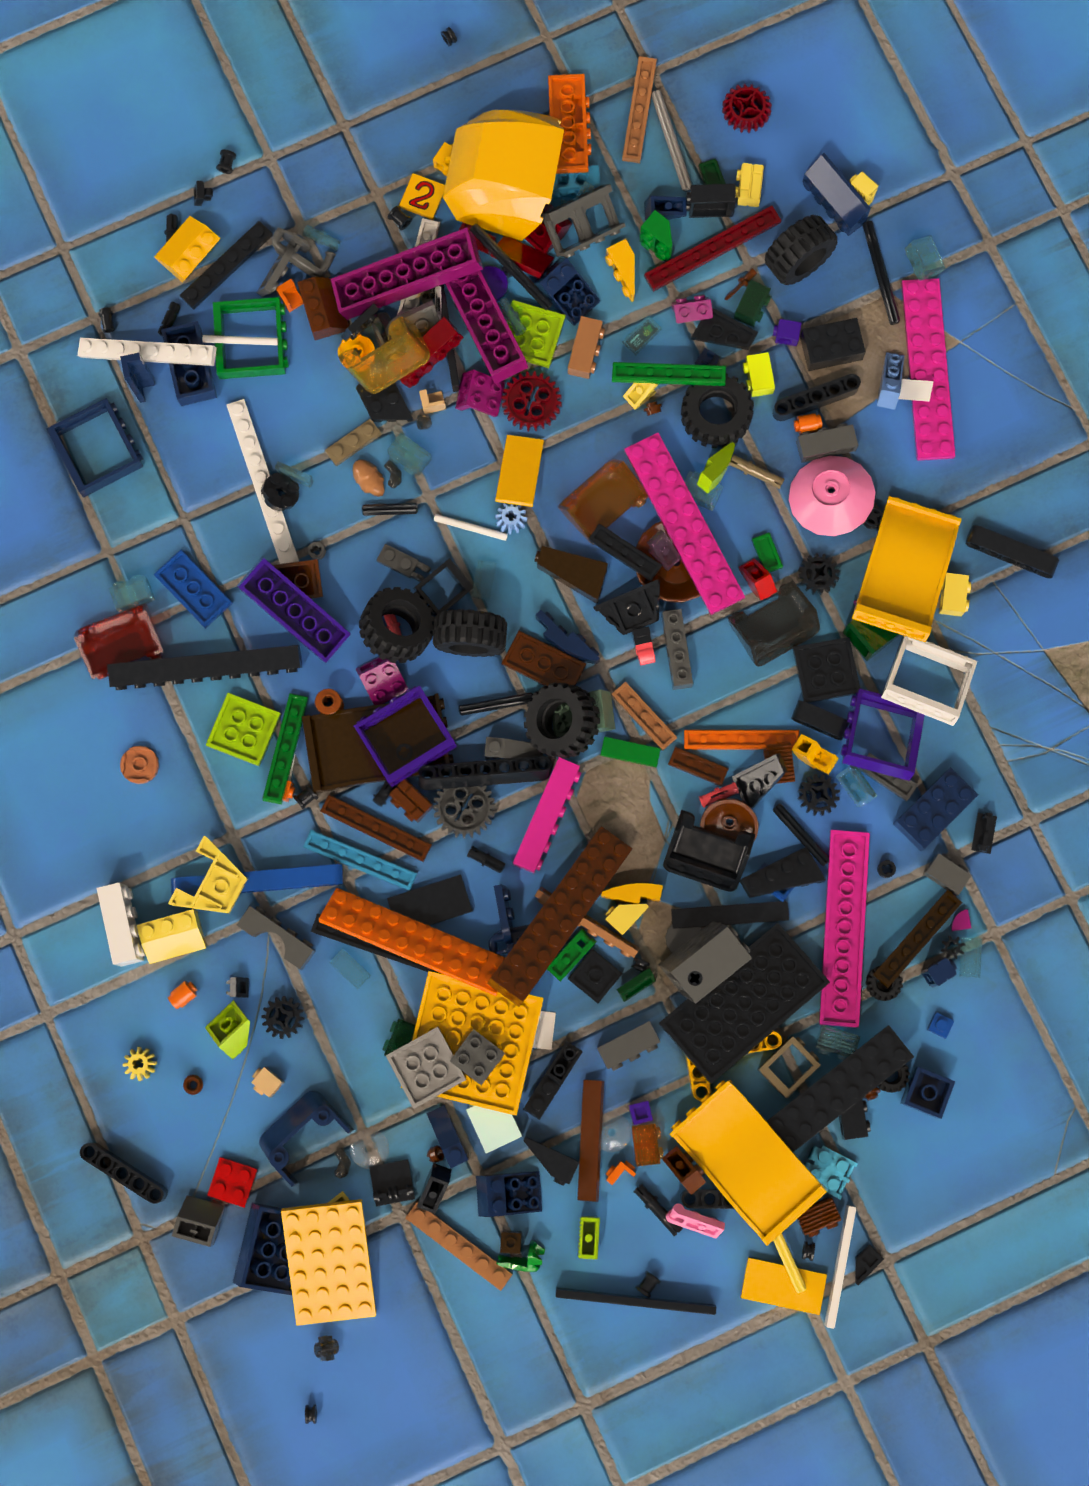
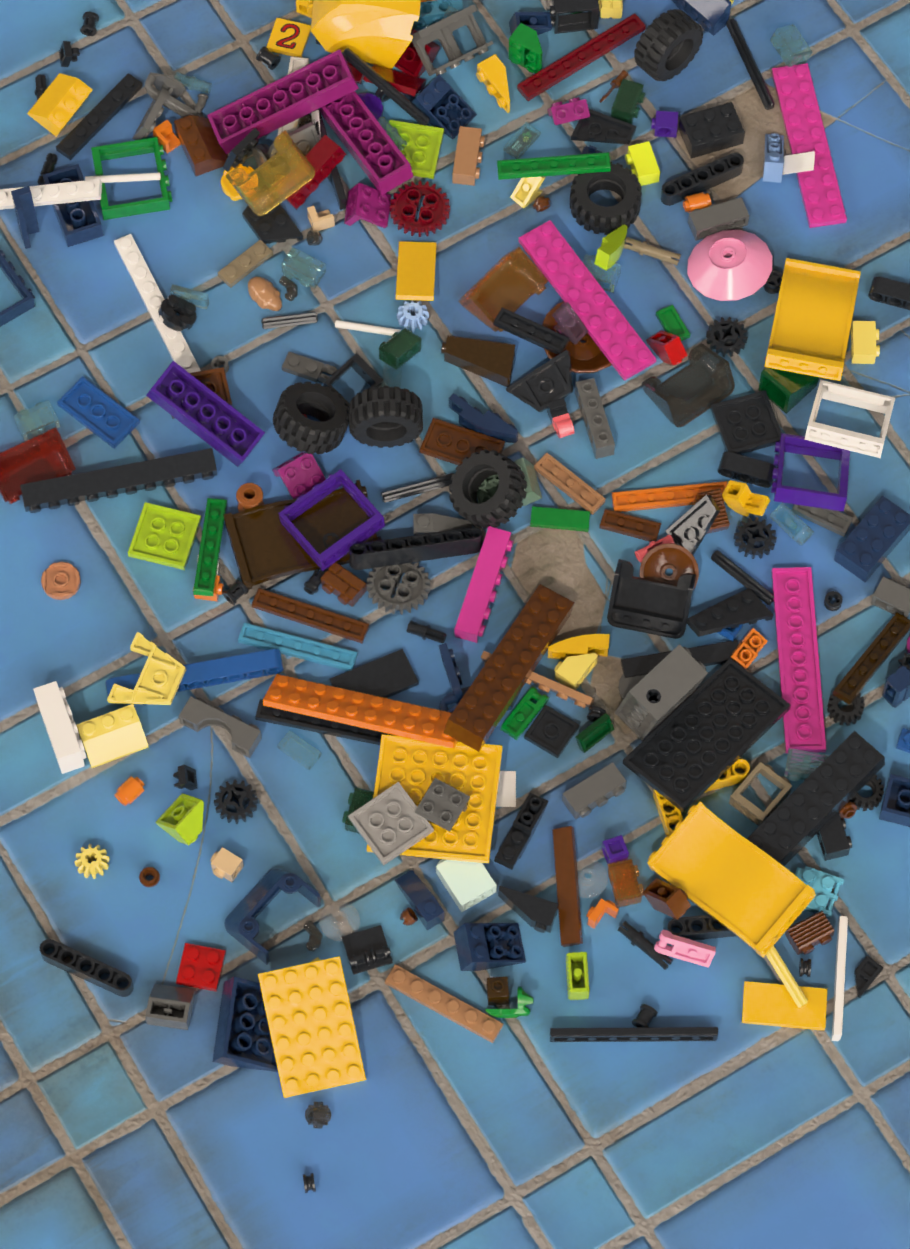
camera: 10 degrees left, 15 degrees down
(434, 1188) = (412, 947): black slope -> none
(493, 554) = (400, 348): none -> clear green brick
(795, 913) = (748, 648): none -> orange slope

